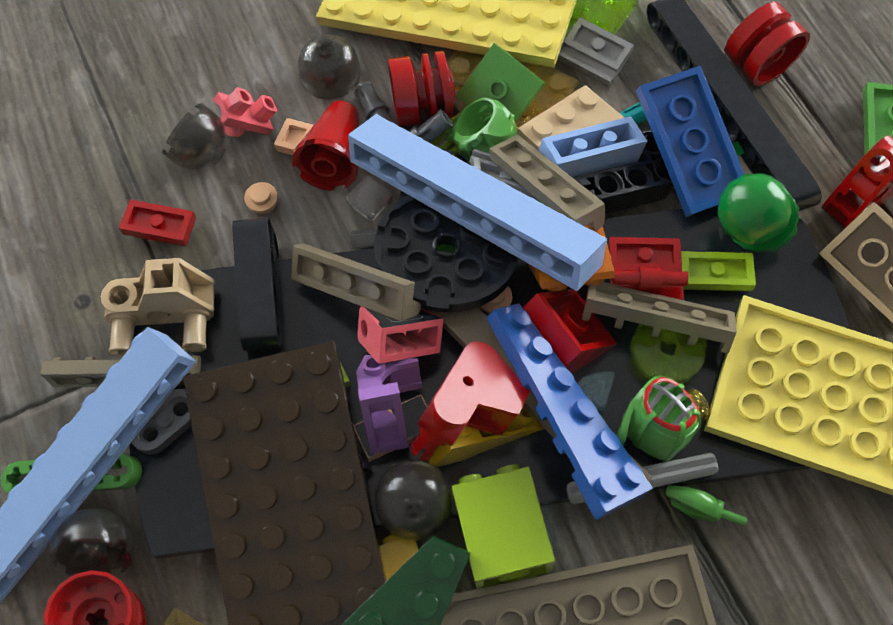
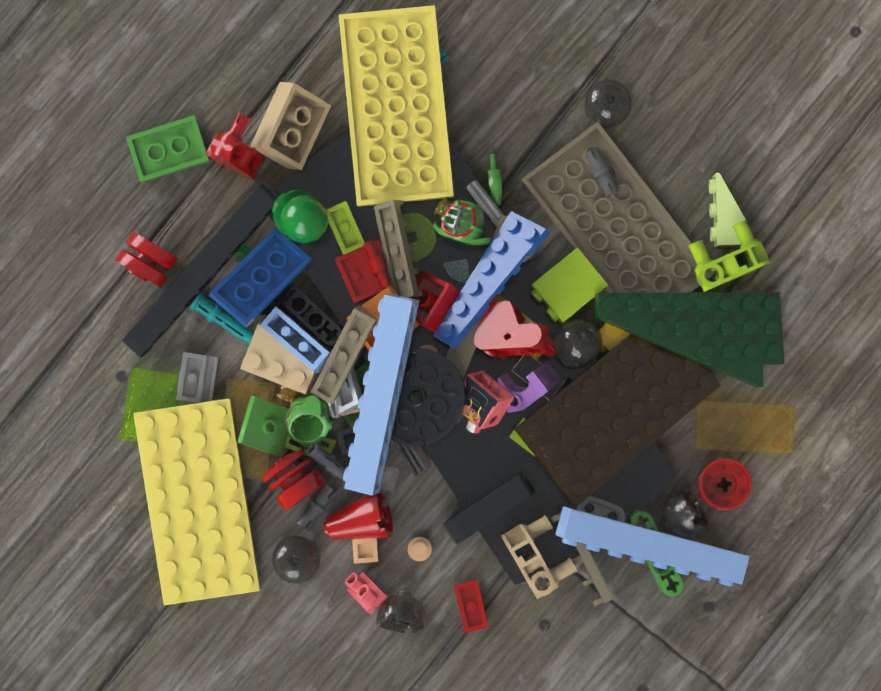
camera: 120 degrees left, 20 degrees up
(354, 282) = (468, 442): dark tan hinge -> none

